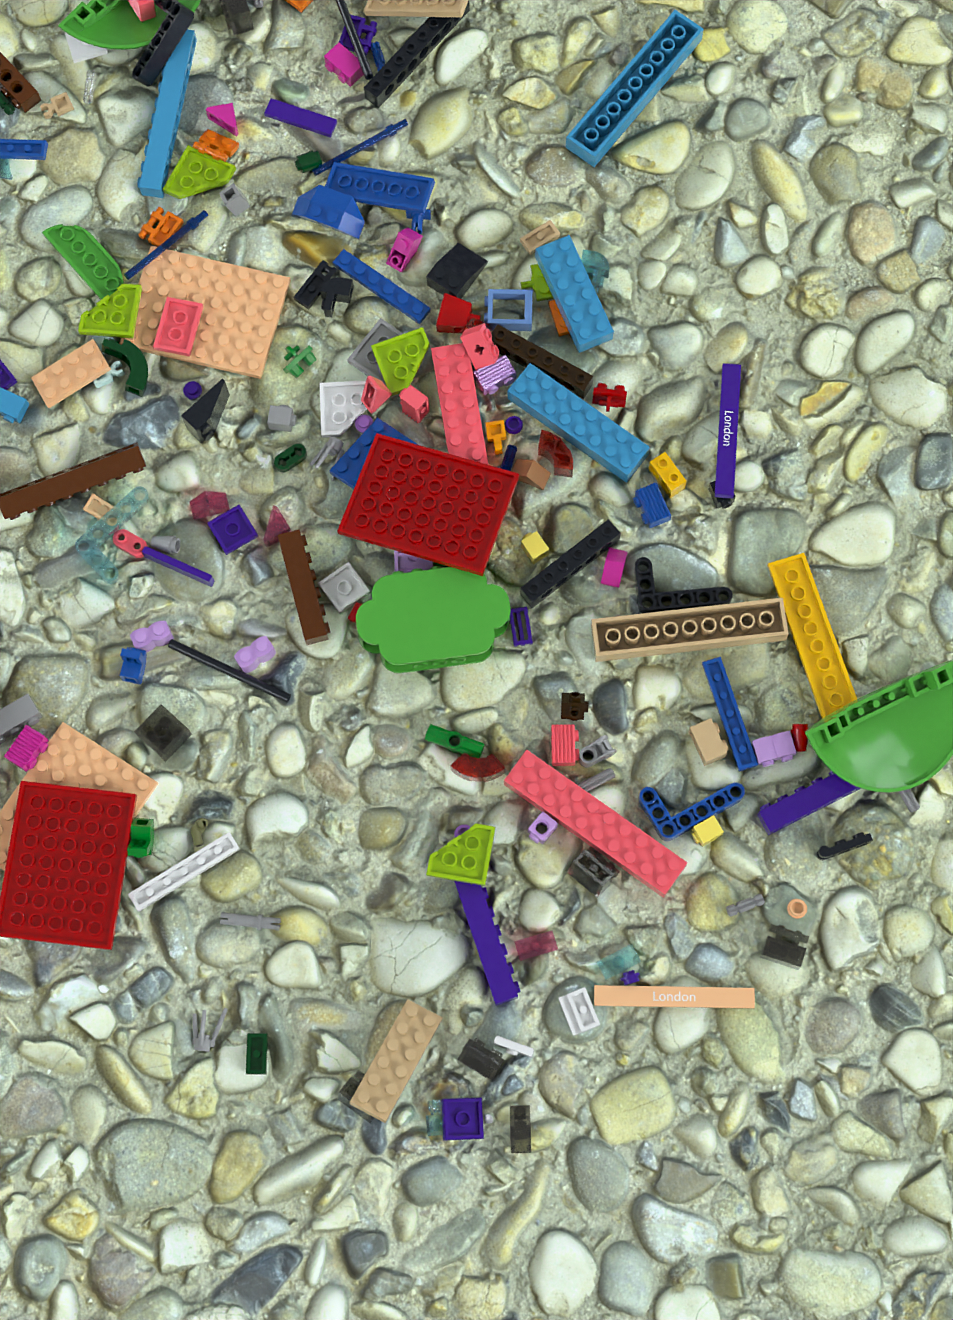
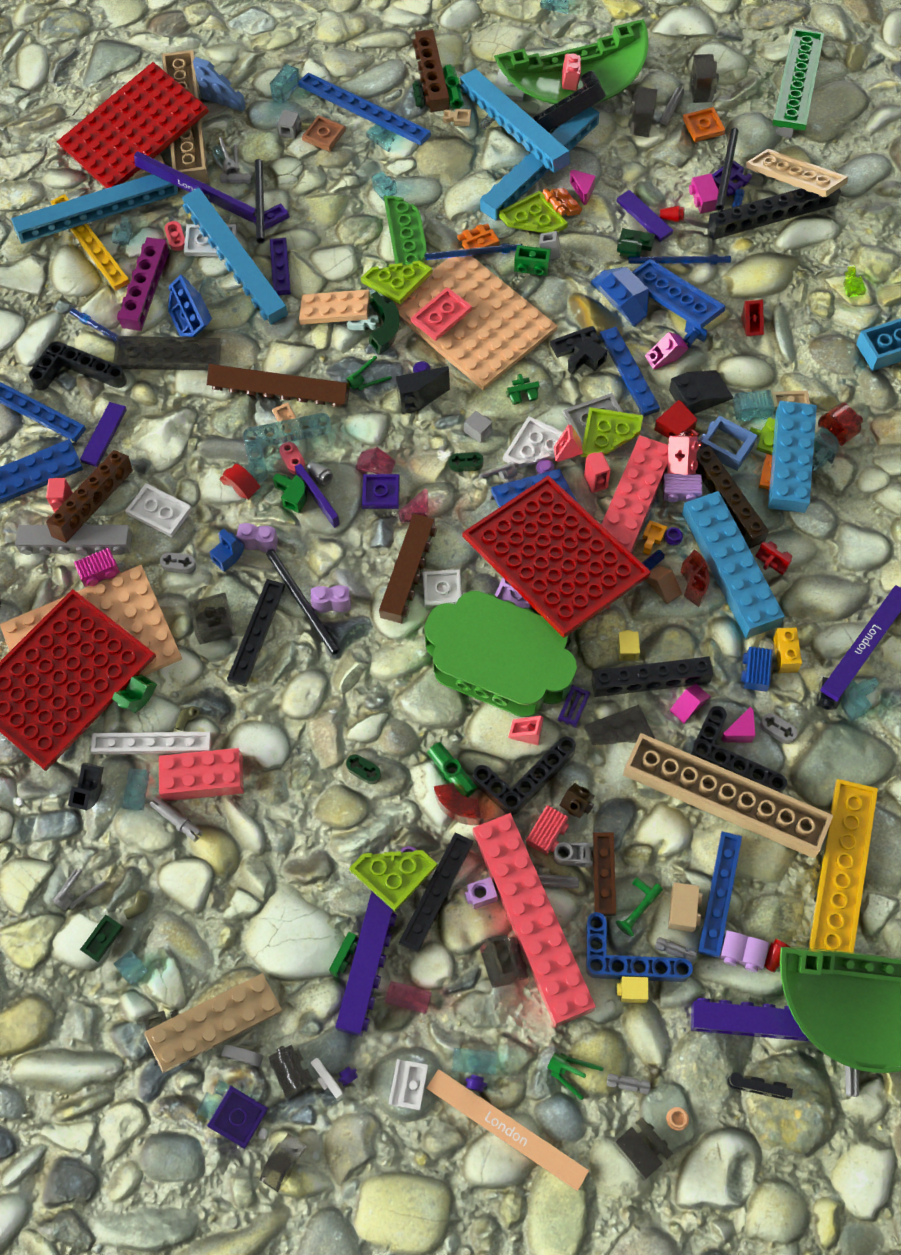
camera: 30 degrees right, 10 degrees down
(33, 220) = (383, 185): none -> clear light blue brick
(36, 80) = (453, 87): none -> green piece
(42, 663) = (158, 510): none -> white plate
(95, 705) = (178, 563): none -> light grey beam
(100, 593) = (240, 480): none -> red brick
(118, 83) = (515, 121): none -> dark azure brick
(140, 434) = (356, 378): none -> green plant
(156, 573) = (294, 491): none -> green brick
(157, 941) = (88, 789): none -> black brick
(198, 918) = (136, 789): none -> clear light blue plate
(208, 722) = (256, 632): none -> black plate
(227, 224) = (532, 260): none -> green brick
(246, 872) = (201, 774): none -> coral brick
(269, 1009) = (139, 906): none -> olive arm
(298, 1061) = (131, 967): none -> clear light blue brick
(314, 143) = (645, 238): none -> dark green plate
(326, 102) = (673, 213): none -> red cone
(379, 790) = (360, 772): none -> dark green beam
(434, 1071) = (242, 1055): none -> light grey beam
(462, 173) = (753, 317): none -> red slope
(465, 952) = (340, 962): none -> green plate
(494, 670) = (527, 729): none -> coral slope
(505, 849) = (436, 893): none -> black plate
(511, 260) = (753, 405): none -> clear light blue brick
(523, 712) = (528, 779): none -> black beam
(527, 1034) = (347, 1075): none -> dark purple plate
(531, 87) = (853, 285): none -> clear neon green plate
(569, 622) = (619, 727): none -> clear smoke wing
(597, 237) = (842, 422): none -> clear red brick
(629, 752) = (604, 873): none -> reddish brown plate
(669, 566) = (741, 730): none -> dark pink slope
(672, 783) = (651, 894): none -> green piece
(685, 923) = (560, 1064): none -> green plant
(697, 542) = (778, 728): none -> light grey beam
(721, 779) = (675, 949): none -> light grey axle
(745, 487) = (854, 698): none -> clear light blue brick

